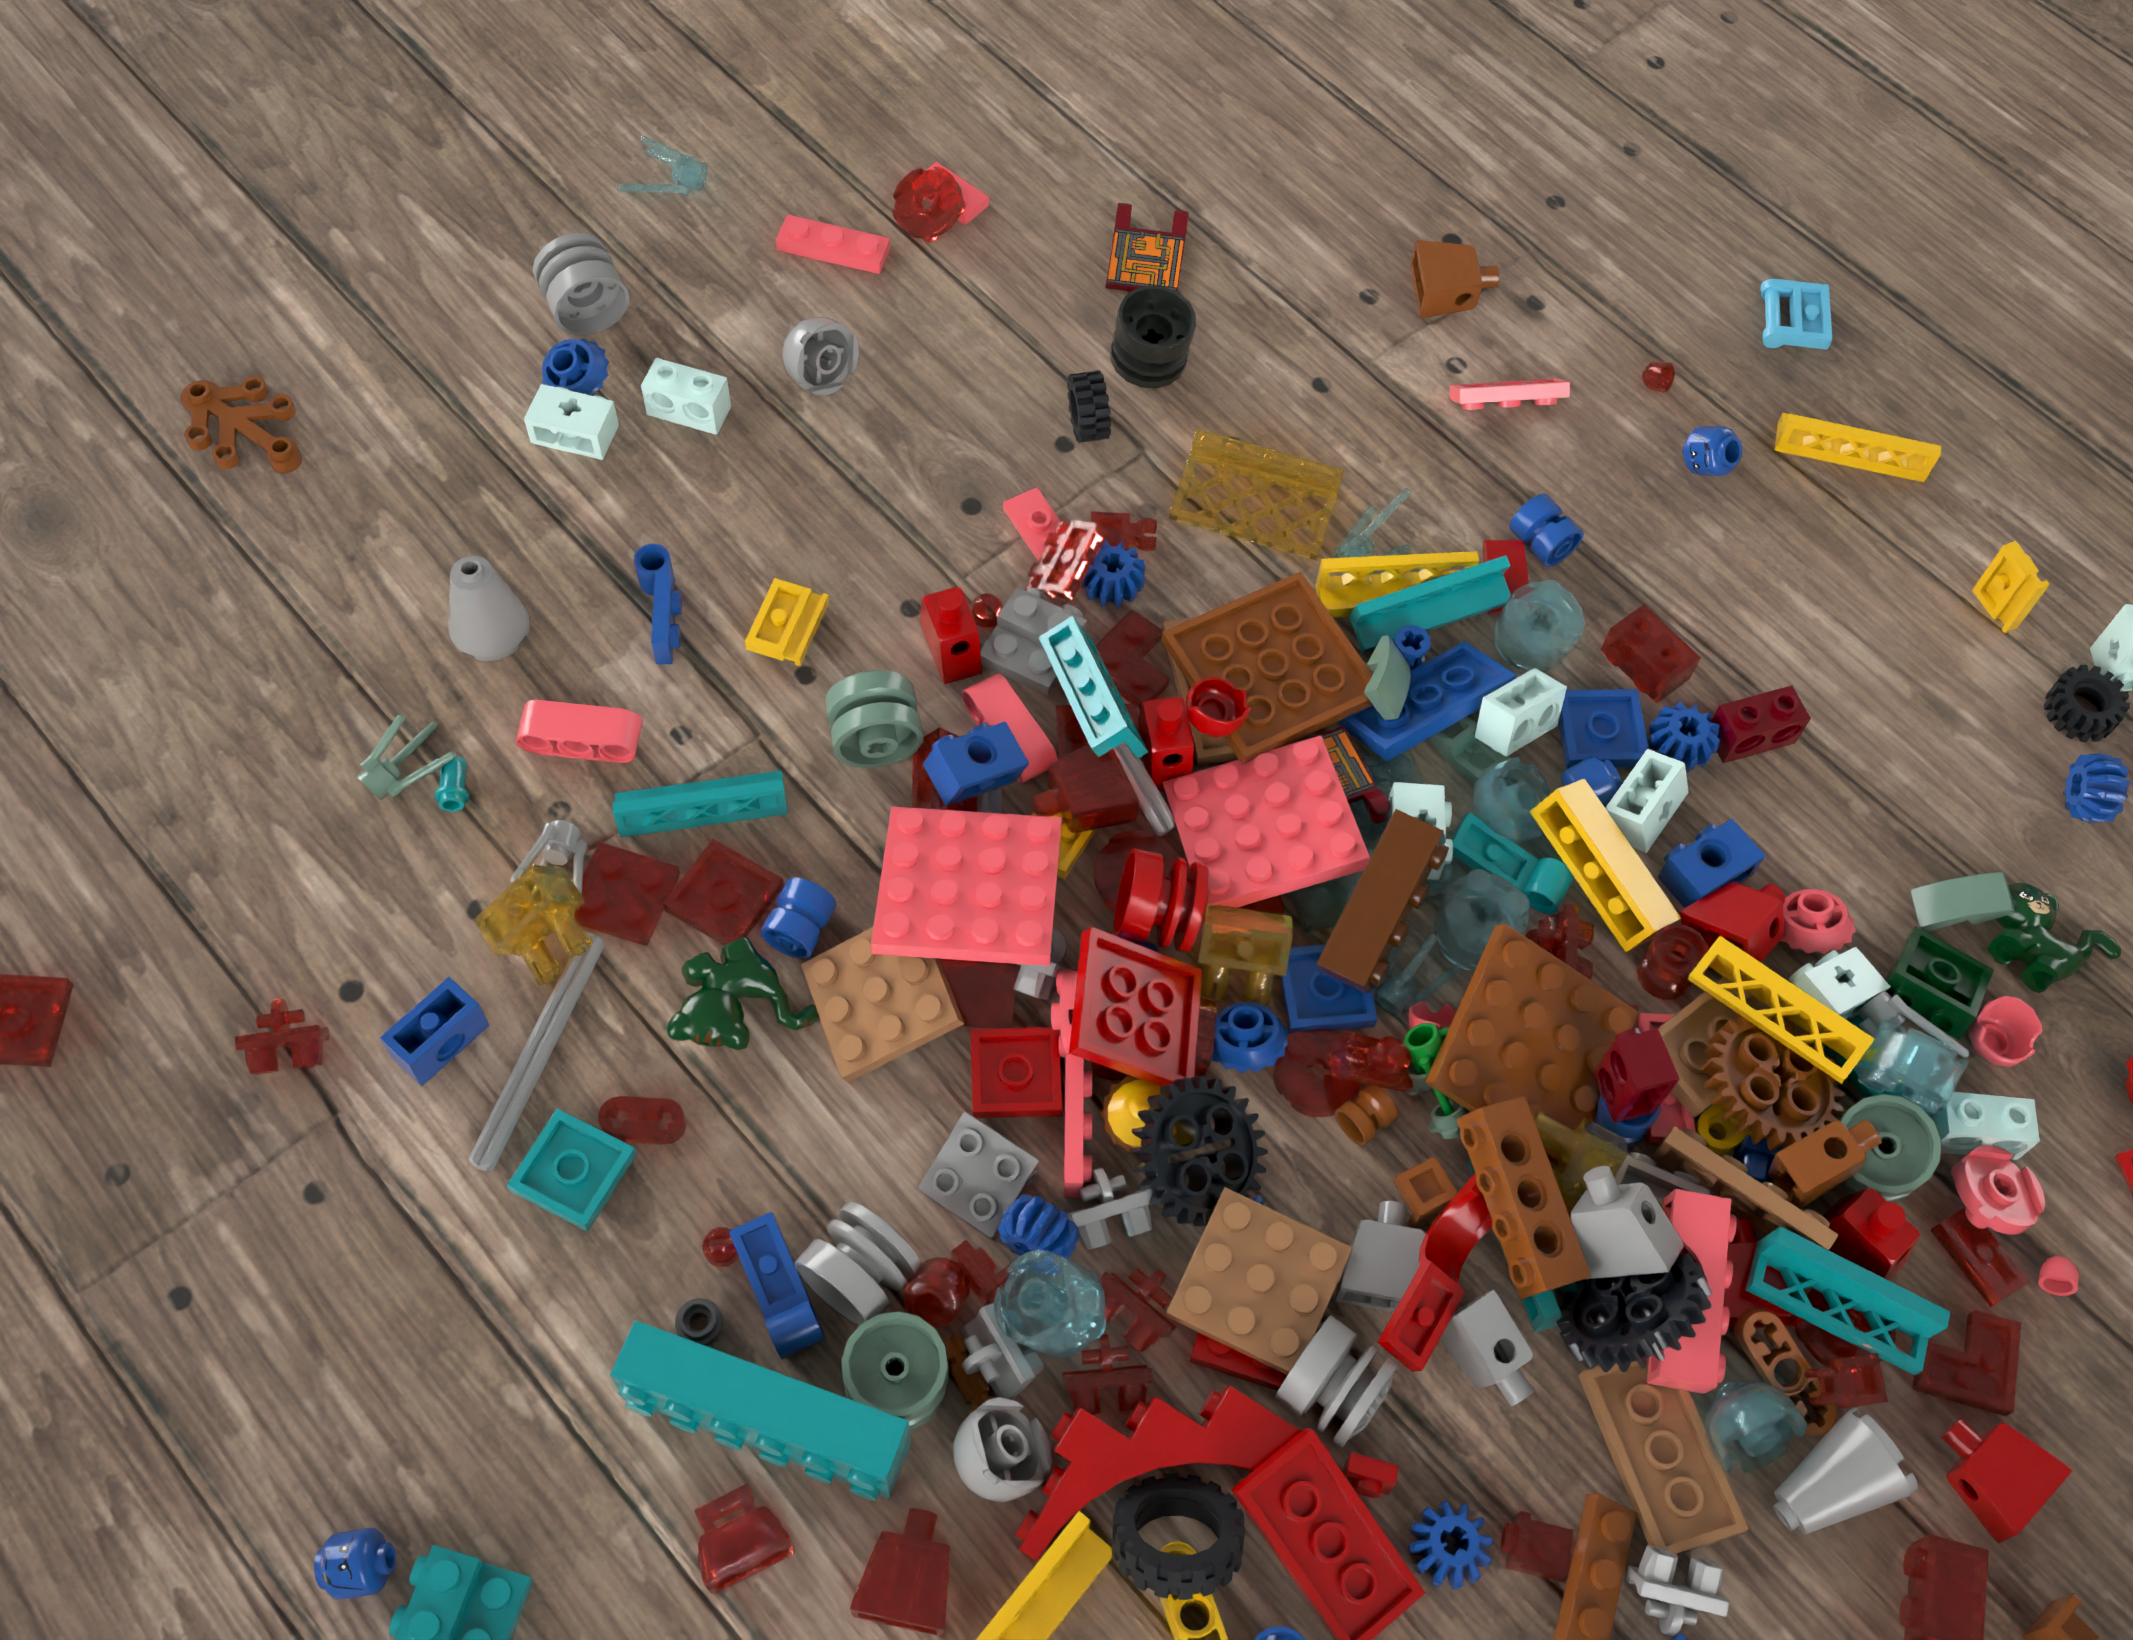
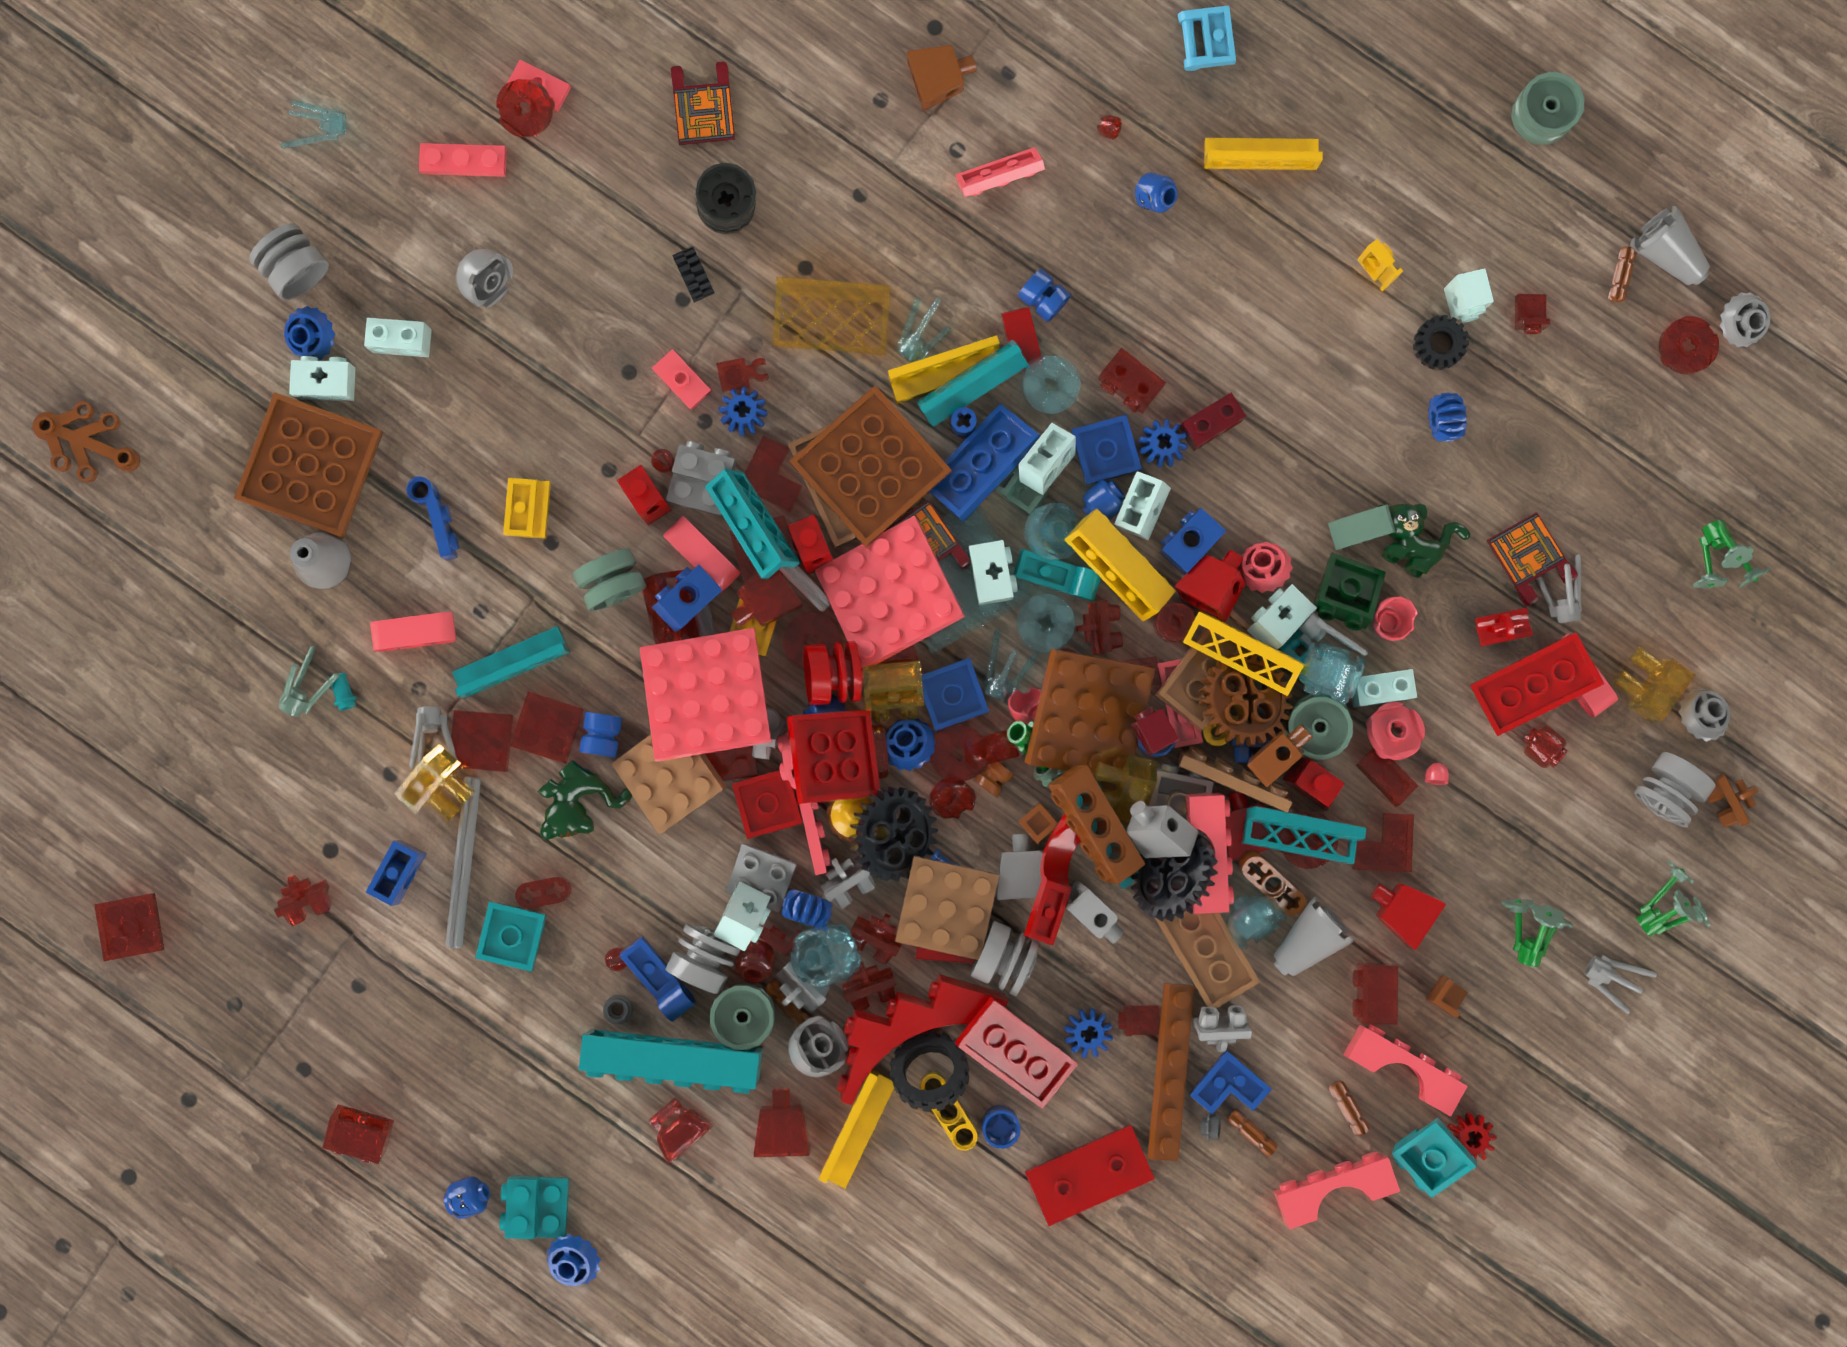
camera: 10 degrees left, 25 degrees up
(221, 1410) = (358, 1134): none -> clear red brick
(517, 508) = (308, 465): none -> dark orange plate
(937, 1214) = (742, 917): none -> light aqua brick
(1066, 559) = (707, 415): clear red plate -> none
(1216, 707) = (839, 520): red hair -> none
(1298, 1126) = (951, 798): none -> clear red hair
(1369, 1475) = (1034, 1005): red plate -> none
(1383, 901) = (976, 641): reddish brown brick -> none
(1390, 679) = (954, 460): sand green slope -> none
(1850, 1382) = (1312, 882): clear red plate -> none

